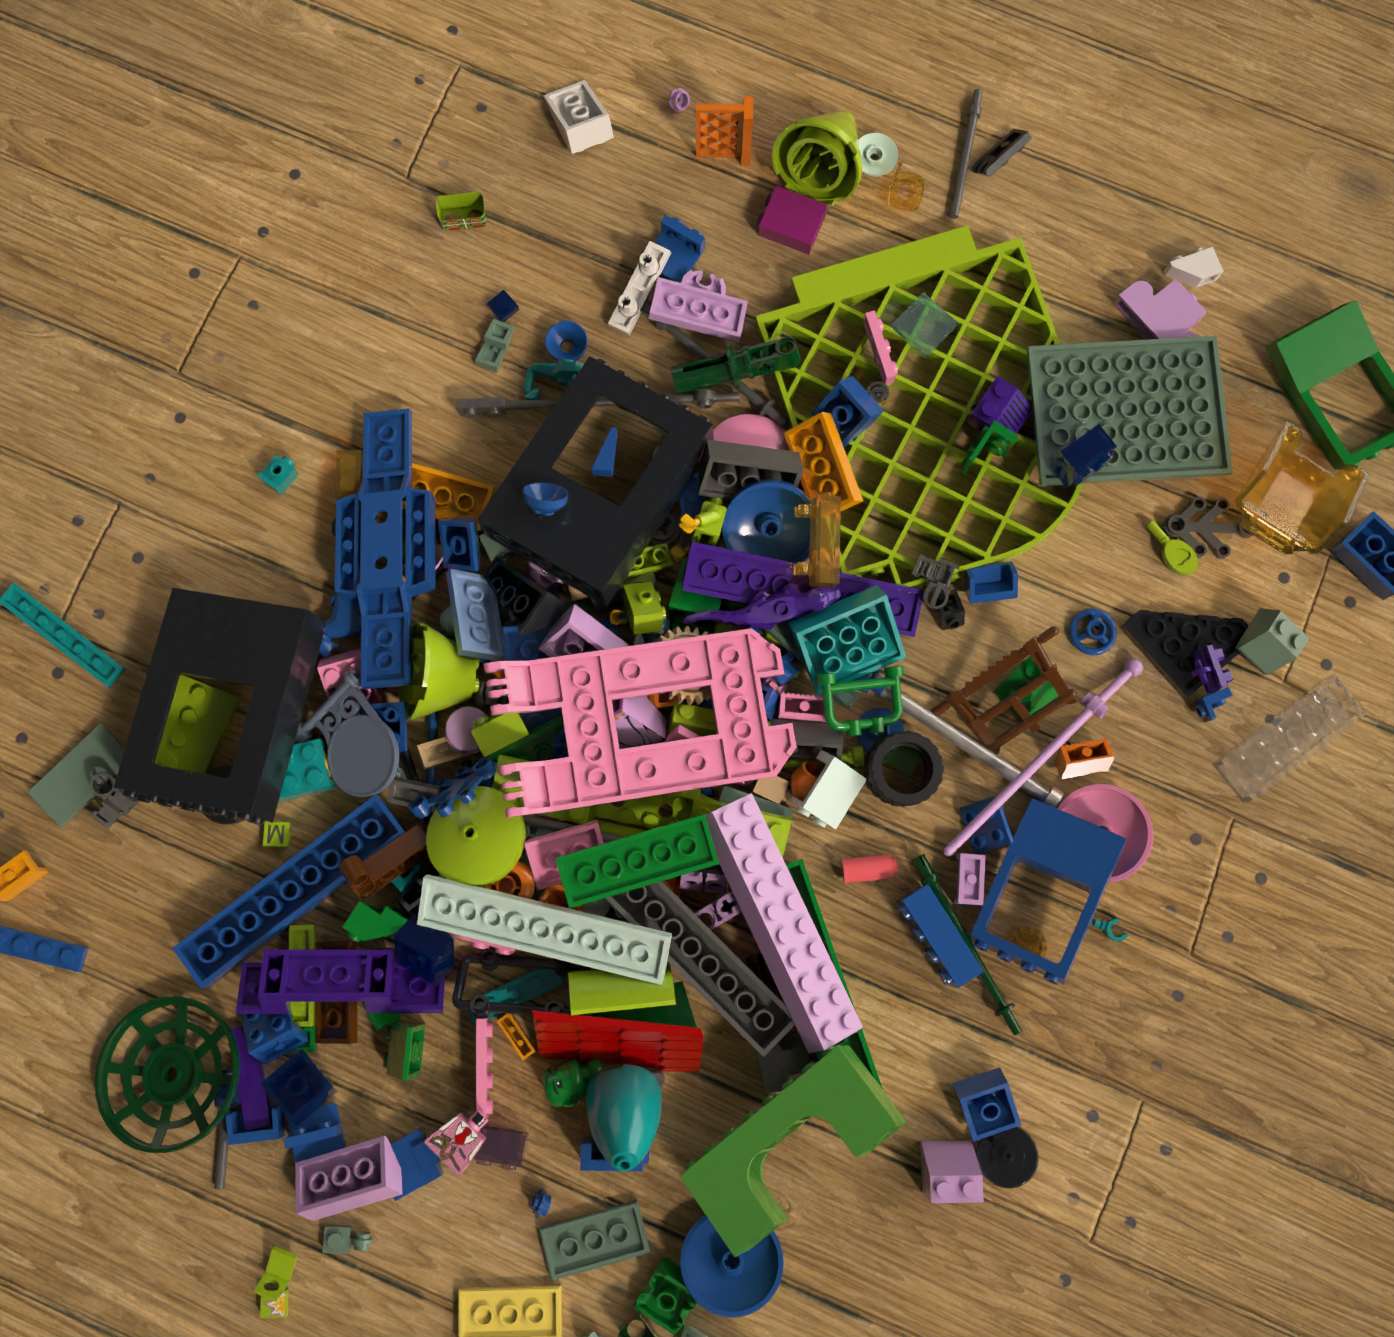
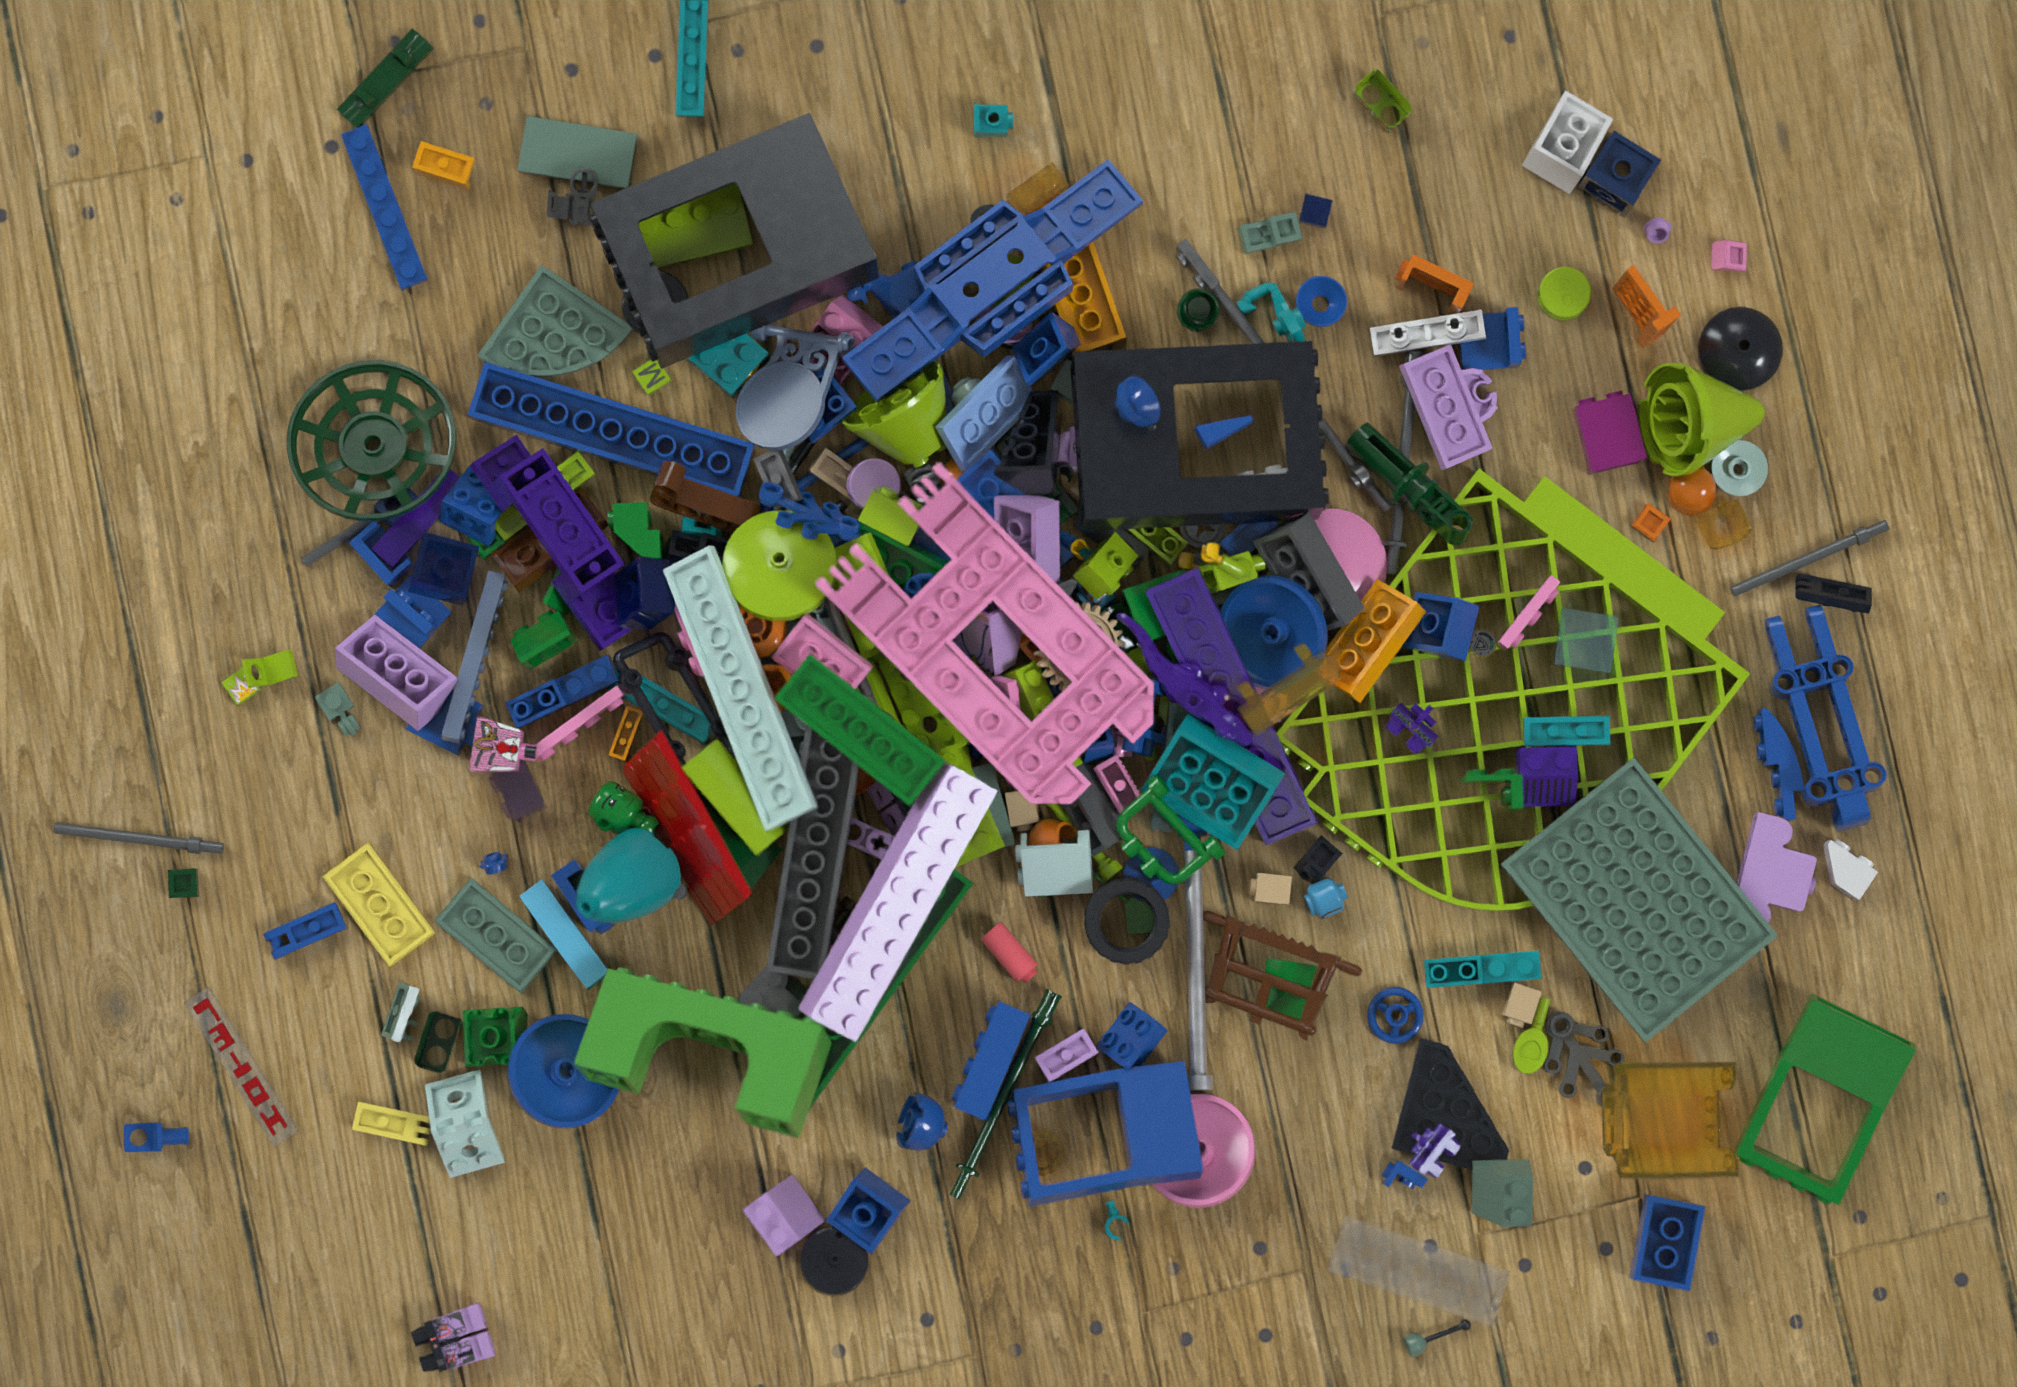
camera: 55 degrees right, 5 degrees up
(191, 881) = (554, 330): none -> sand green plate
(380, 1111) = (474, 656): none -> sand blue piece
(453, 1061) = (563, 691): none -> blue slope
(511, 426) = (1197, 310): none -> dark green hair
(607, 255) = (1436, 278): none -> orange panel
(625, 97) = (1611, 188): none -> dark blue bracket
(630, 1188) = (564, 934): none -> medium azure slope
(677, 185) = (1564, 293): none -> lime head
(728, 70) = (1728, 256): none -> bright pink slope
(782, 108) = (1724, 359): none -> black dish
(869, 195) = (1692, 492): none -> orange helmet
(870, 236) = (1650, 522): none -> orange tile
(893, 480) = (1403, 717): none -> dark purple hips
(939, 574) = (1340, 825): dark grey piece -> none
(948, 654) = (1271, 889): none -> tan brick
(949, 1019) = (922, 1123): none -> blue cylinder
(978, 379) = (1566, 731): none -> teal plate
(980, 621) = (1325, 898): none -> dark azure head
(991, 582) = (1371, 883): blue panel -> none
(1083, 457) = (1548, 884): clear blue brick -> none
(1084, 257) = (1778, 751): none -> blue slope
(1084, 758) = (1259, 1086): orange brick -> none
(1093, 706) = (1318, 1062): lavender bar -> none
(1102, 549) = (1483, 969): none -> teal slope
(1144, 541) = (1520, 1005): none -> tan brick
(1155, 234) = (1849, 806): none -> blue beam
(1338, 777) = (1417, 1343): none -> hinge

